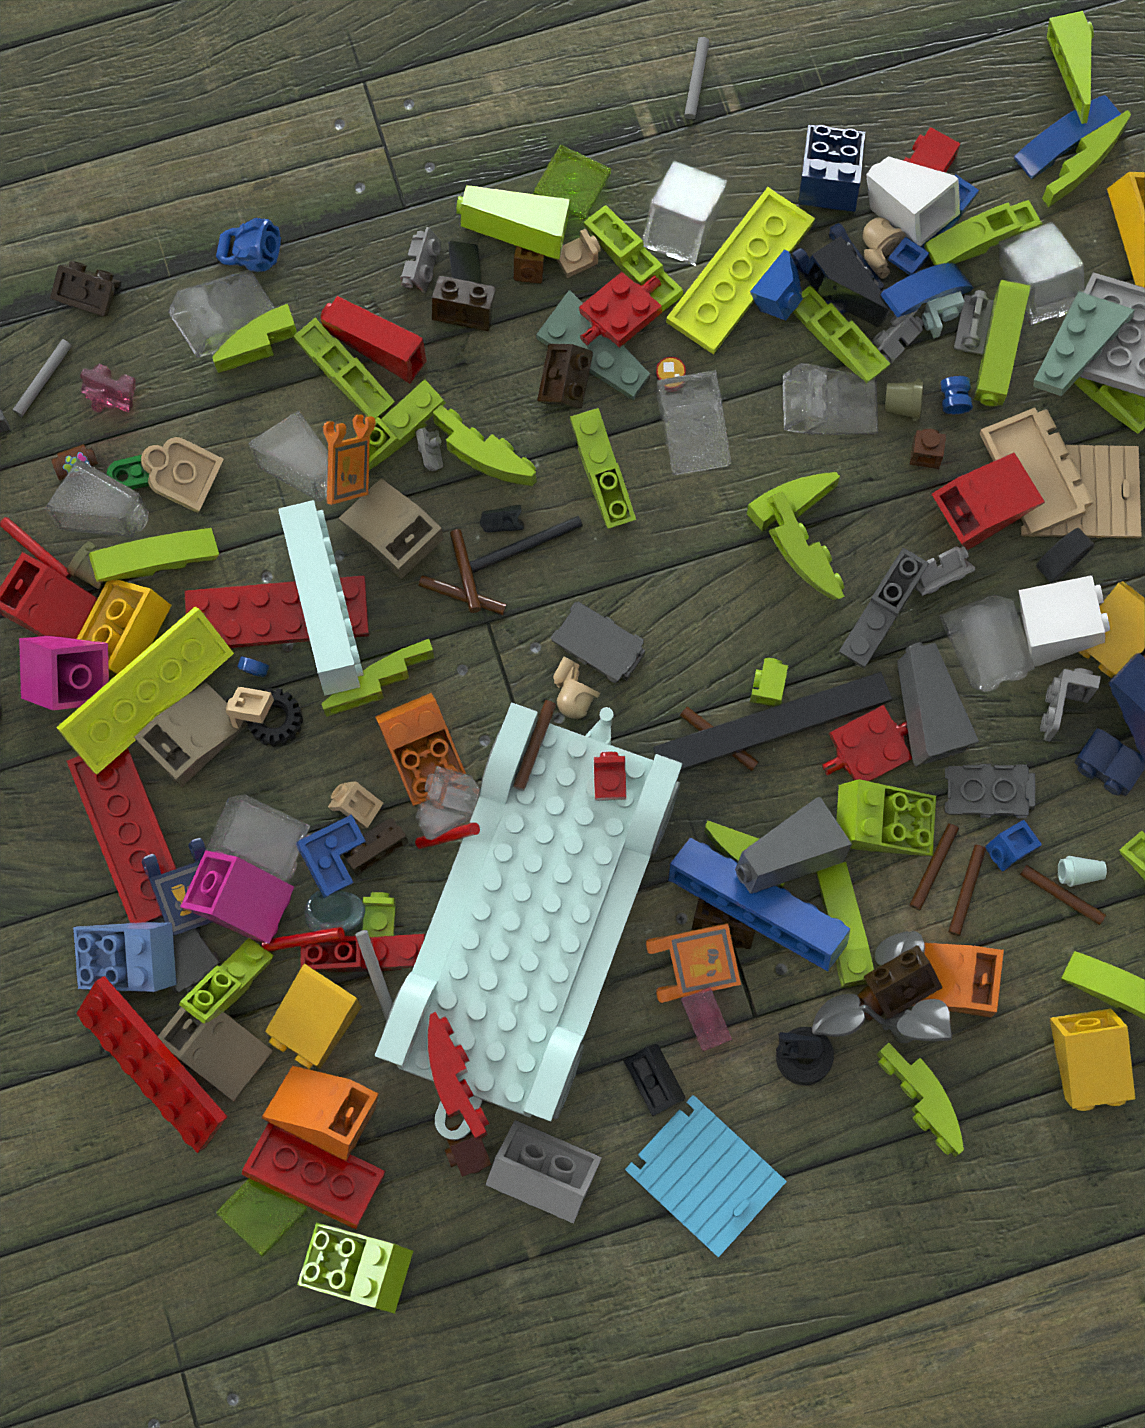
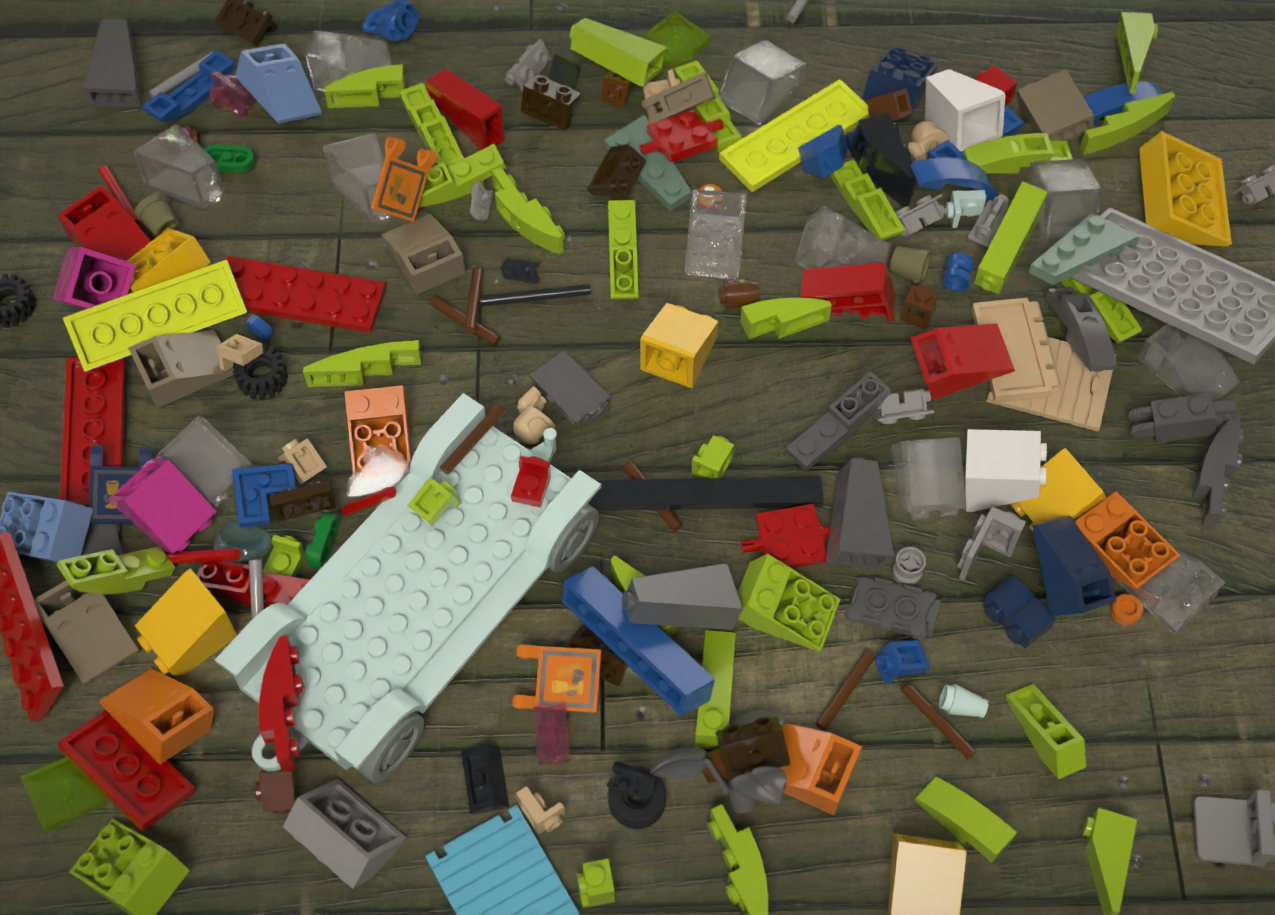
camera: 15 degrees right, 15 degrees down
(62, 396) = (192, 92): none -> blue slope
(153, 554) = (209, 217): lime slope -> none
(159, 366) = (277, 82): none -> medium blue slope
(181, 471) = (264, 165): tan plate -> none
(321, 597) = (333, 280): light aqua brick -> none
(411, 897) = (325, 535): none -> green plate
(521, 825) = (433, 500): none -> lime bracket
(605, 266) = (679, 98): none -> dark tan plate
(695, 562) = (677, 344): none -> yellow slope
(712, 1094) = (534, 807): none -> tan bracket
(738, 484) = (738, 293): none -> reddish brown brick
(794, 1150) = (596, 884): none -> lime brick
(808, 561) = (779, 362): lime slope -> none
(833, 213) = (893, 102): none -> reddish brown brick
(852, 449) = (852, 289): none -> red wedge
(934, 866) = (819, 661): reddish brown bar -> none
(998, 741) = (911, 560): none -> light grey wheel
(1007, 163) = (1056, 107): none -> dark tan brick
(1065, 555) = (1023, 415): black tyre -> none
(1103, 430) = (1085, 328): none -> dark grey slope

